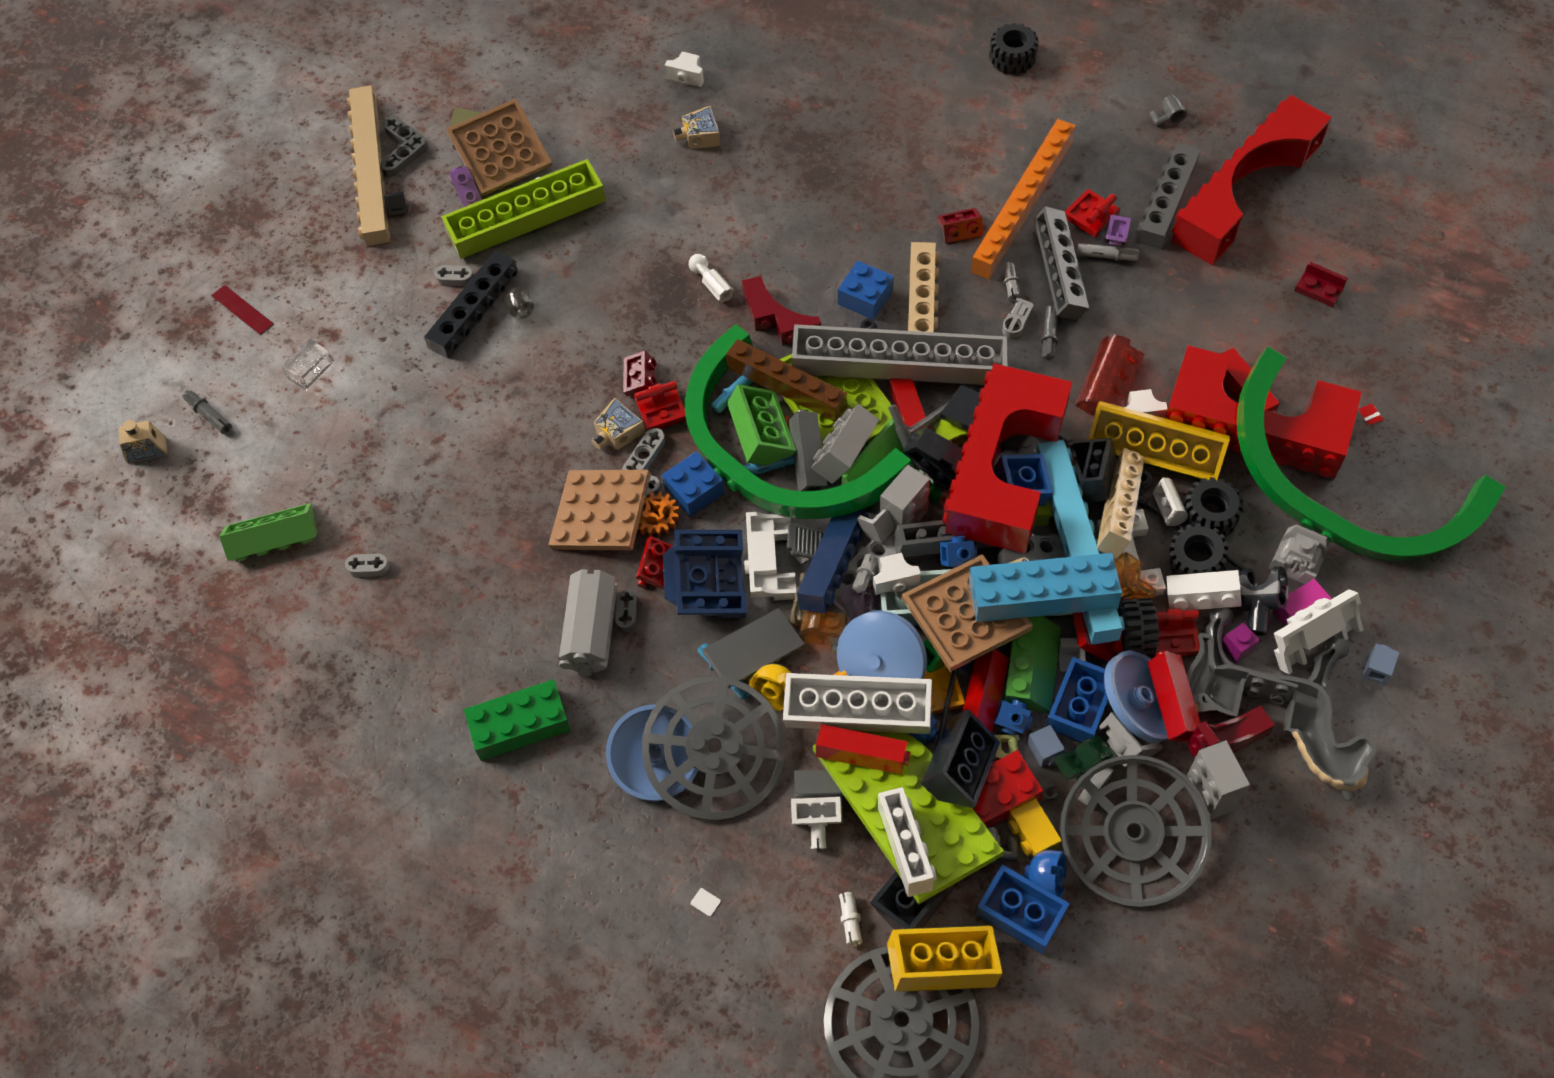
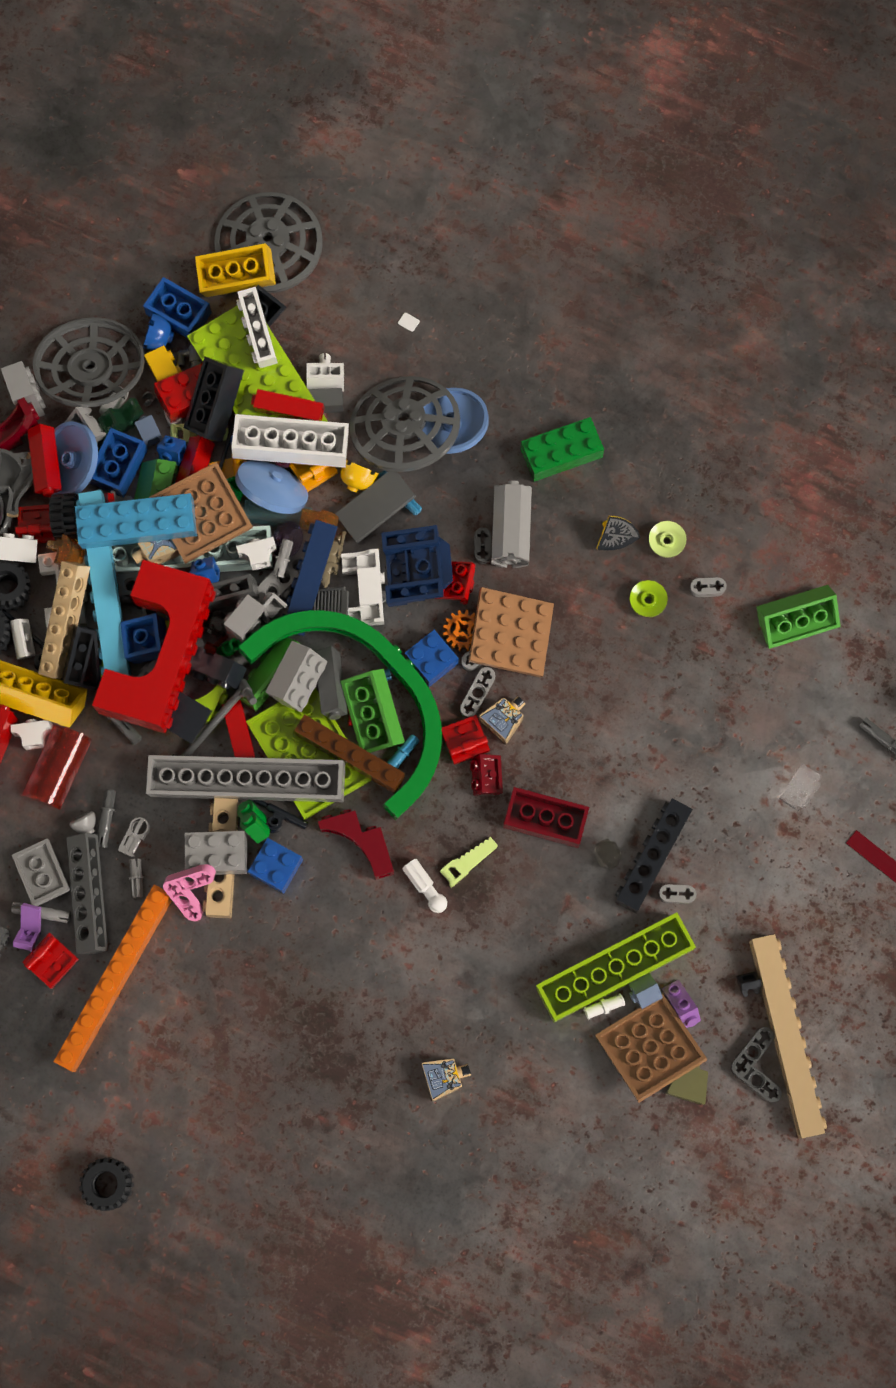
camera: 175 degrees right, 15 degrees up
(401, 606) = (671, 531): none -> yellowish green dish
(434, 541) = (650, 590): none -> lime dish
(464, 620) = (617, 534): none -> shield
(497, 187) = (645, 991): none -> sand blue brick
(579, 331) = (546, 817): none -> dark red brick
(665, 301) = (468, 861): none -> yellowish green piece
(685, 69) = (461, 1164): white brick -> none
(850, 919) = (302, 306): white pin -> none
(889, 314) = (253, 821): none -> green brick
(927, 284) = (221, 850): none -> light grey brick
(952, 253) = (192, 907): none -> bright pink beam
(961, 225) = (180, 949): dark red bracket -> none
(1074, 327) = (84, 823): none -> light grey brick
(1112, 281) = (40, 872): none -> light grey plate

